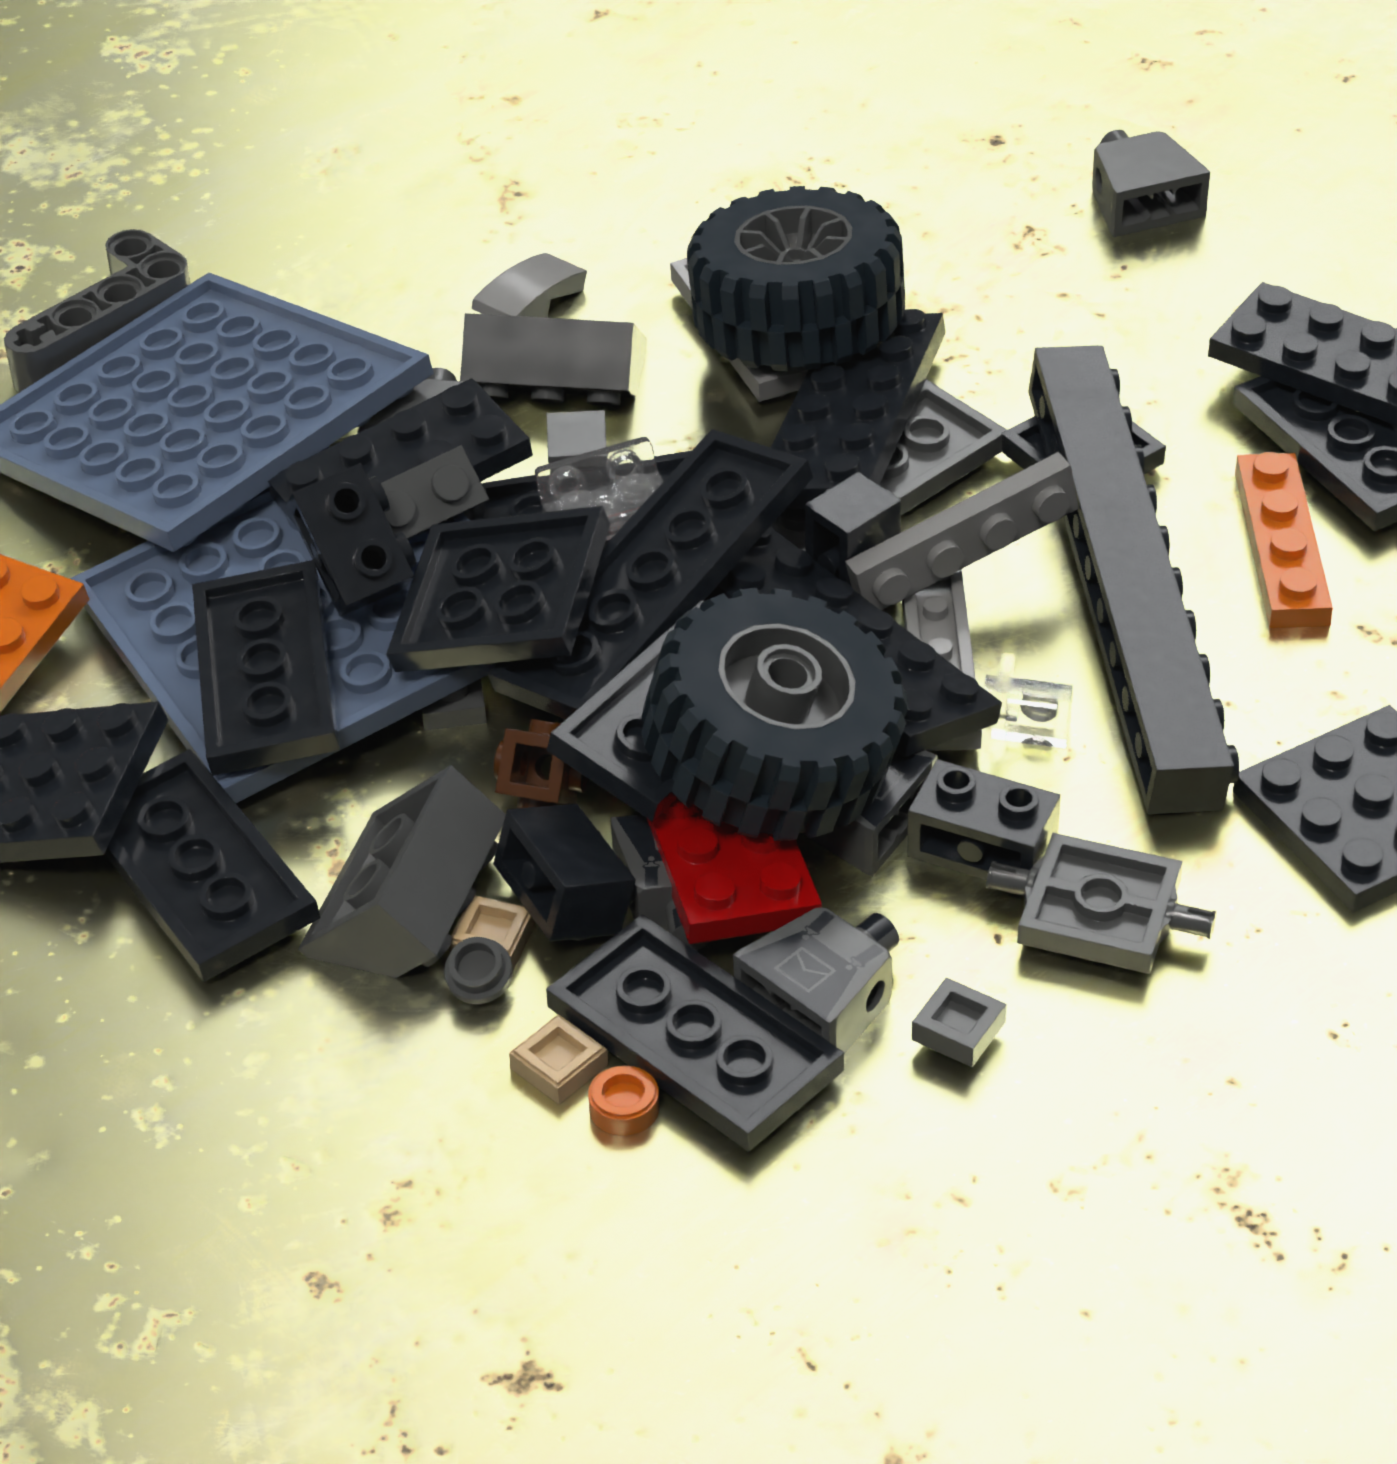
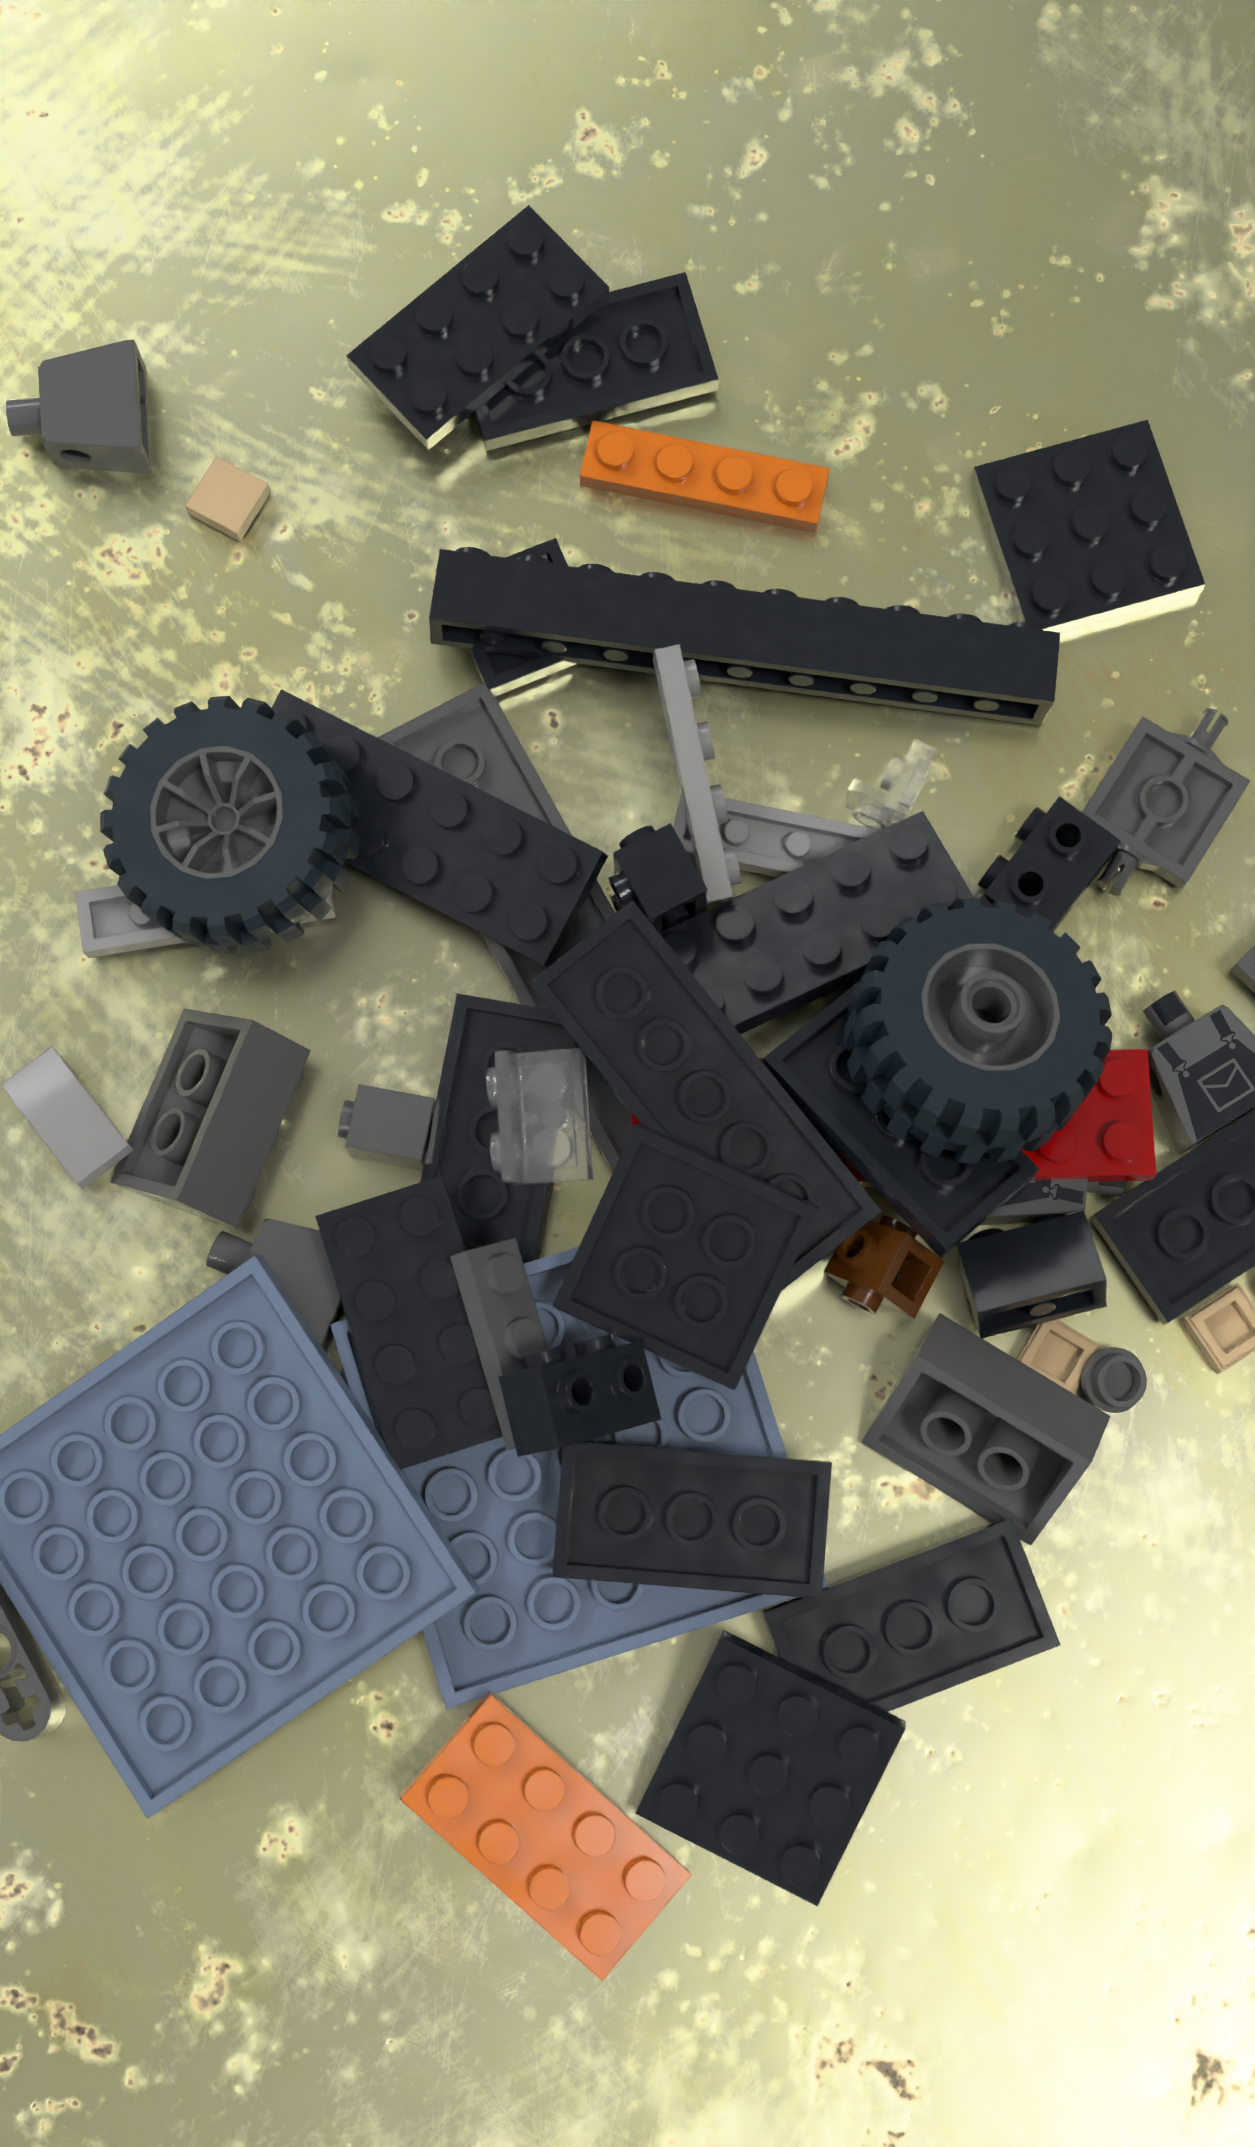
camera: 75 degrees left, 35 degrees up
(1108, 273) = (228, 498): none -> tan tile

